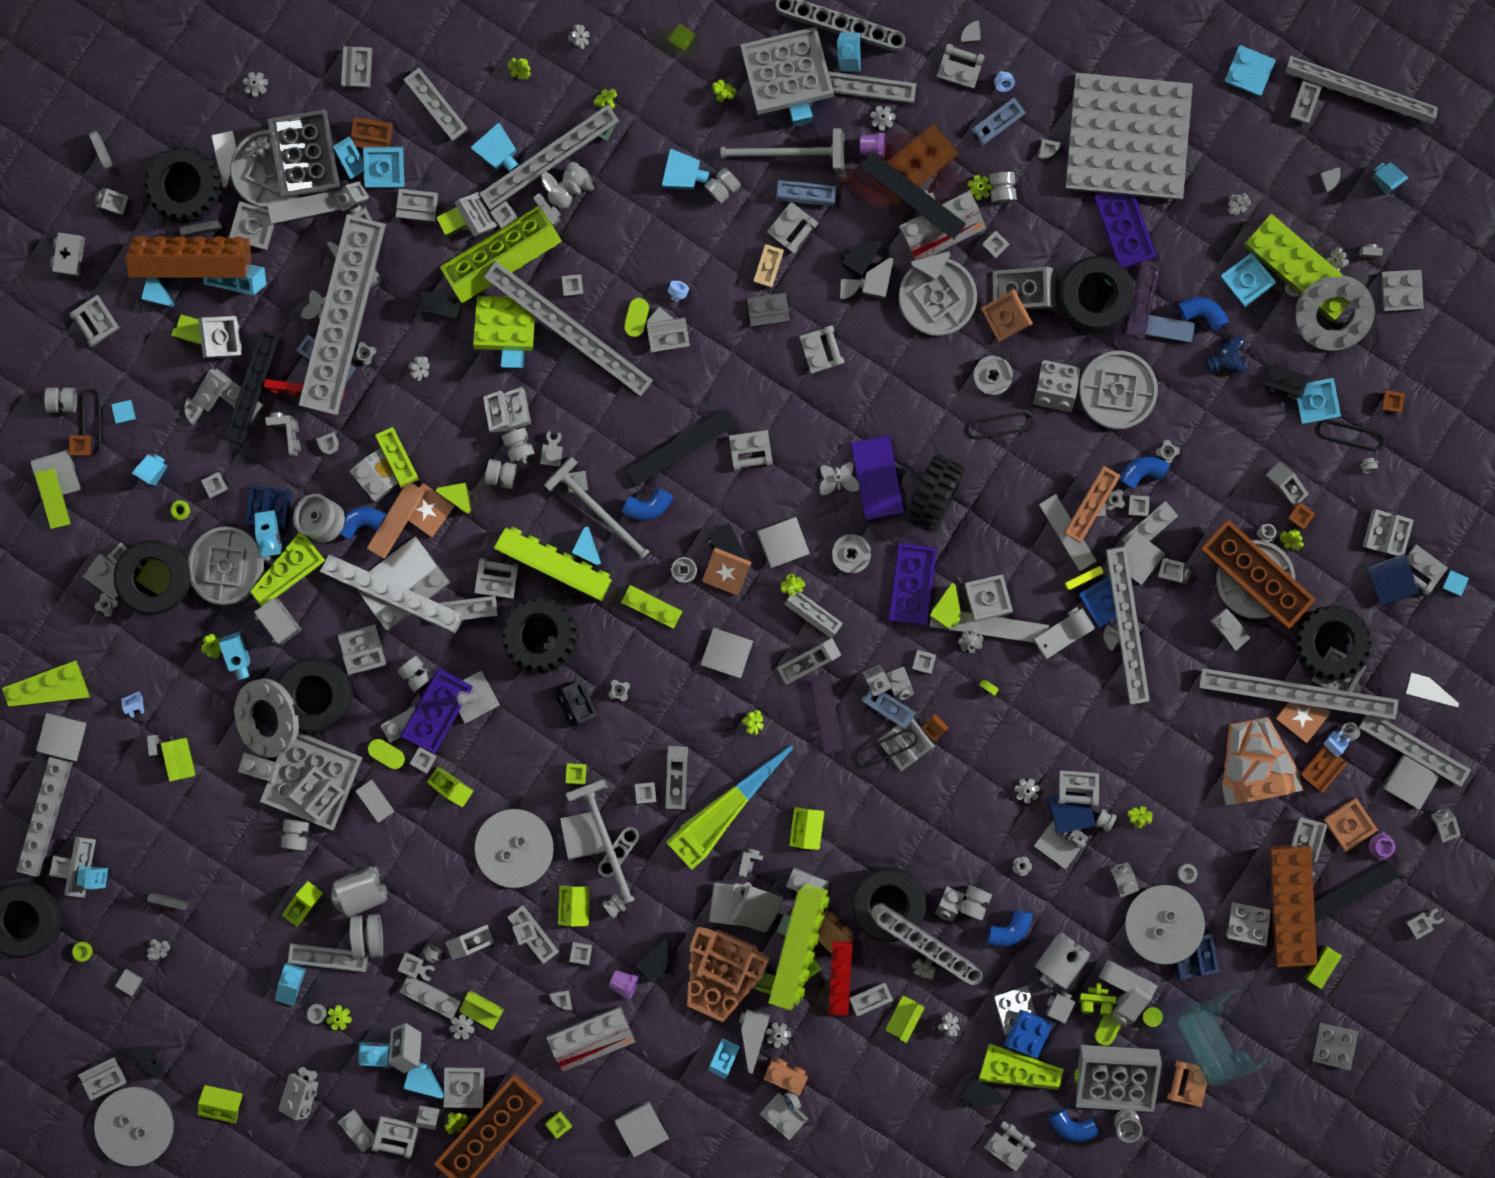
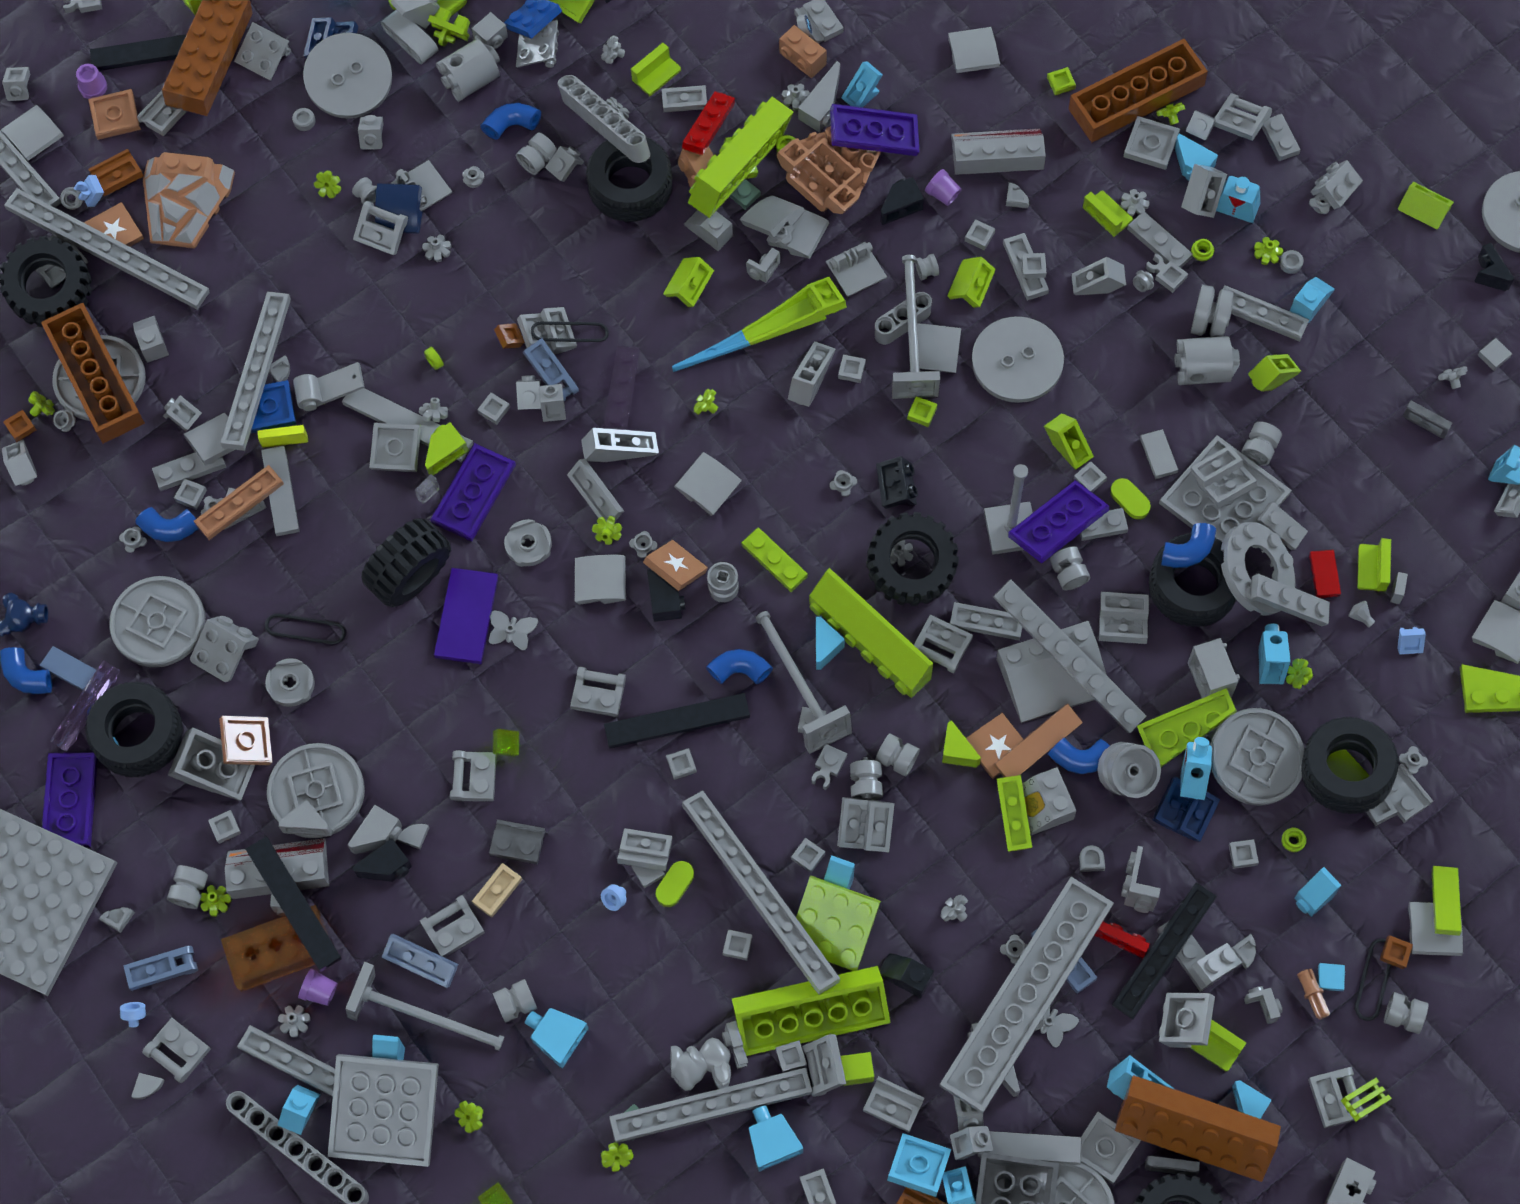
camera: 160 degrees left, 20 degrees down
(65, 335) = (1376, 1092): none -> lime tile
(132, 393) = (1313, 993): none -> nougat axle
(161, 372) = (1270, 1006): none -> light grey bracket
(177, 714) = (1361, 613): none -> light grey rock
(215, 740) = (1325, 573): none -> red tile
(234, 699) = (1290, 600): none -> light grey plate
(320, 707) = (1191, 552): none -> blue cylinder
(390, 1005) = (1205, 245): none -> lime plate
(543, 372) = (808, 855): none -> light grey plate
(665, 413) = (681, 764): none -> light grey tile
(672, 886) = (856, 269): none -> light grey hinge
(699, 1019) = (874, 130): none -> dark purple tile
(760, 589) = (643, 537): none -> light grey plate
(805, 383) = (506, 742): none -> clear neon green plate
(948, 571) = (427, 489): none -> clear tile

